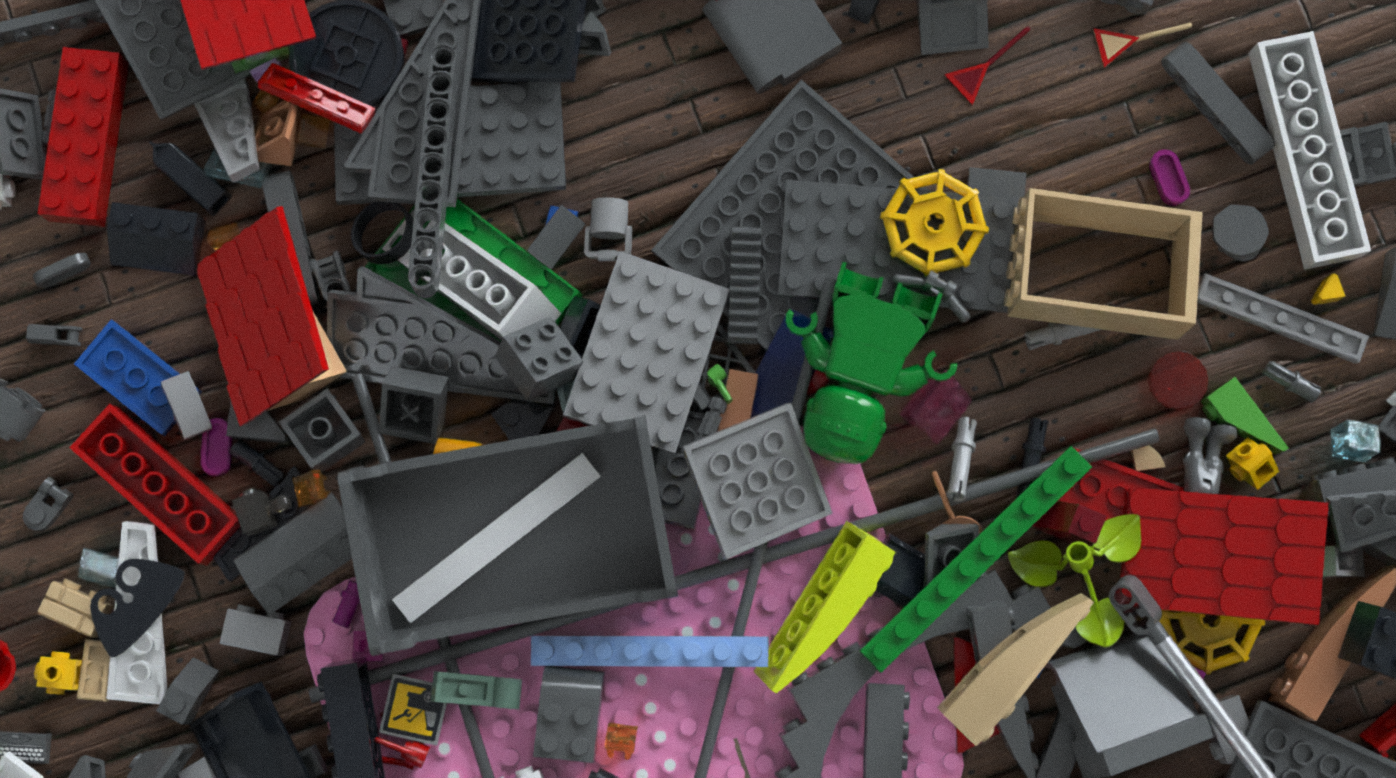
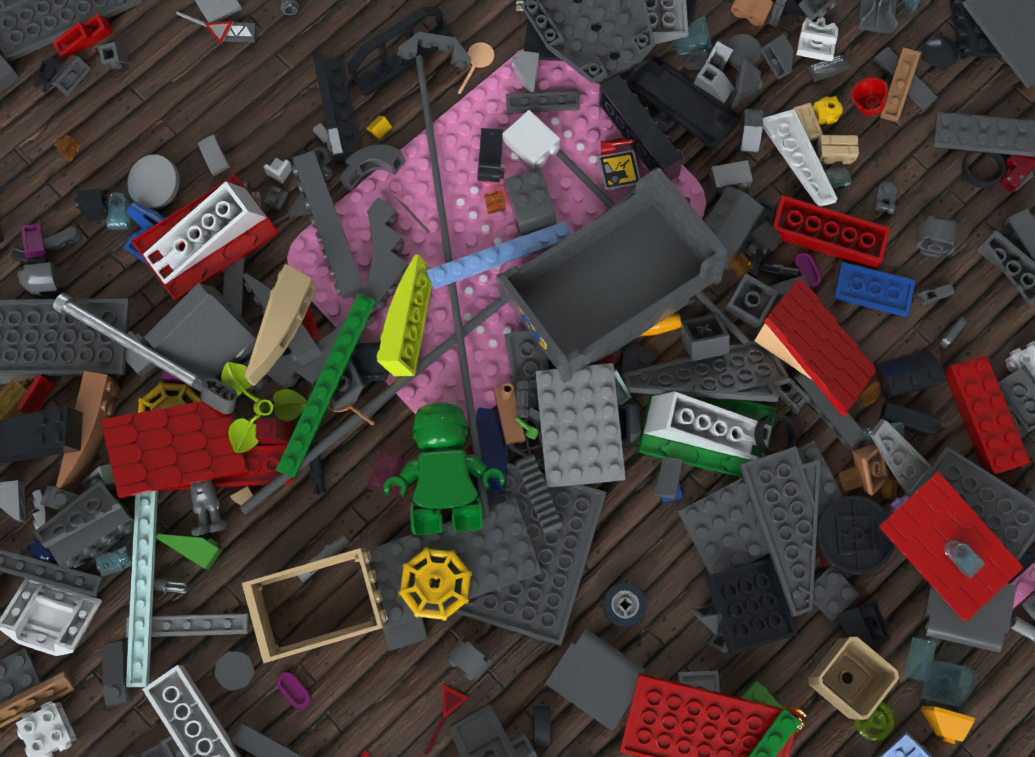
camera: 150 degrees right, 5 degrees down
(150, 598) = (798, 167): black piece -> none
(186, 405) = (837, 282): light grey slope -> none
(316, 98) = (859, 496): red tile -> none
(436, 182) = (771, 484): dark grey beam -> none
(476, 690) = (588, 194): sand green plate -> none
(496, 537) = (617, 277): white tile -> none
(538, 358) = (643, 390): dark grey brick -> none
(608, 222) = (640, 502): light grey piece -> none
(700, 115) = (635, 600): none -> black wheel
(756, 480) = (479, 372): light grey plate -> none
(926, 115) = (469, 658): none -> dark grey brick
(932, 286) = (422, 541): dark grey piece -> none
(963, 448) = (361, 454): light grey pin -> none
(1178, 380) = (240, 555): clear red tile -> none
(1250, 457) = (175, 519): yellow brick -> none
(1328, 291) = (162, 655): yellow slope -> none
(1330, 380) = (142, 590): none -> light aqua plate

